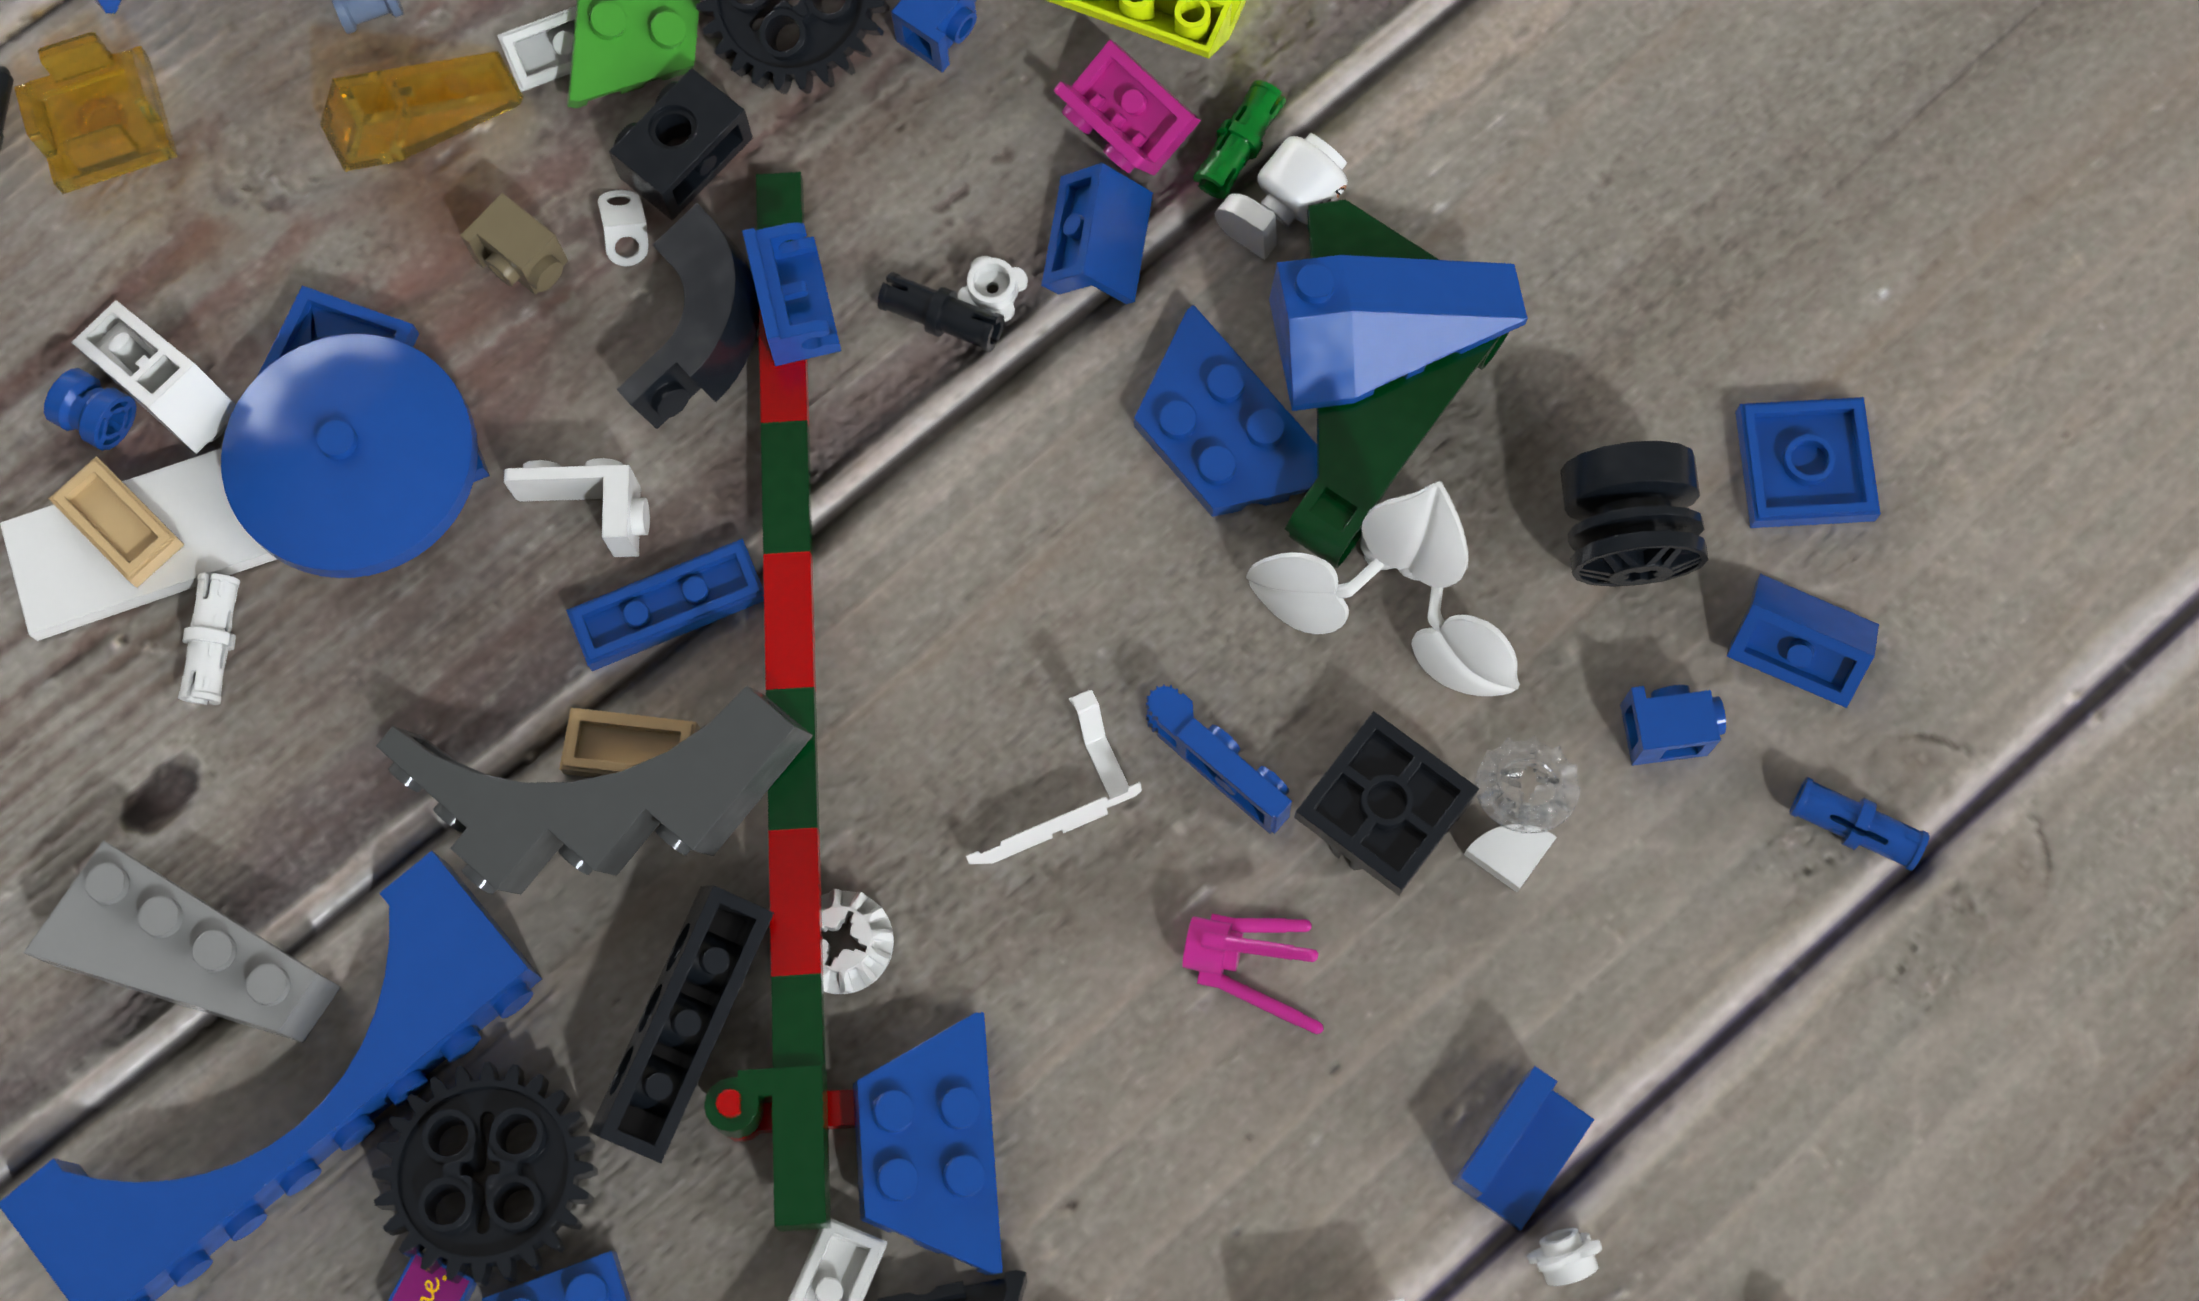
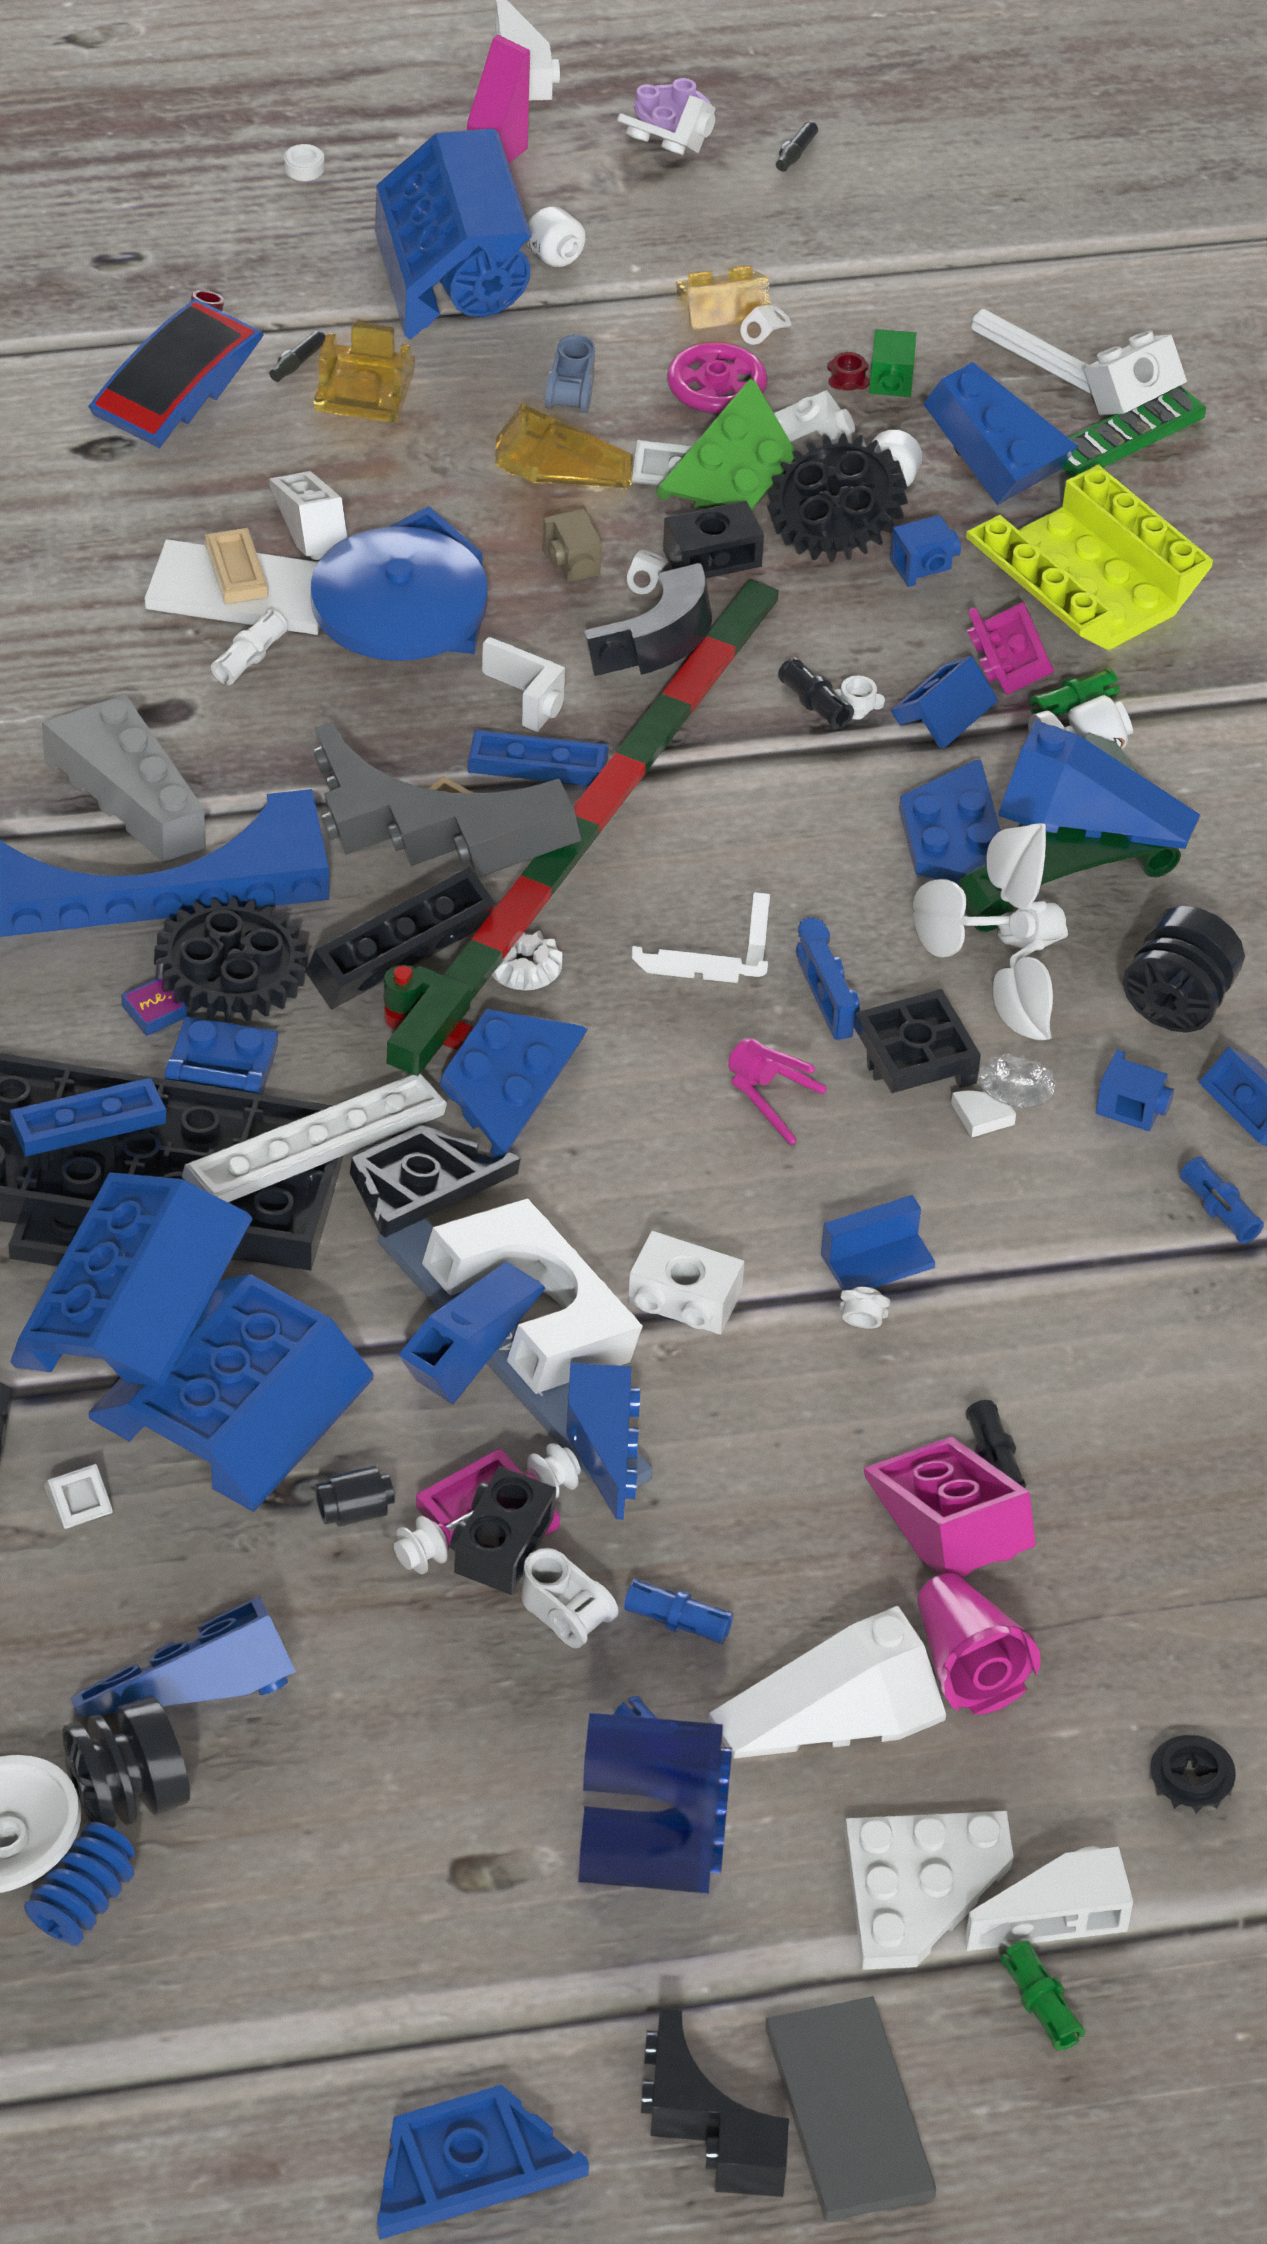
camera: 25 degrees right, 25 degrees down
(82, 404) = (258, 509): blue wheel -> none
(791, 293) = (726, 635): blue hinge -> none

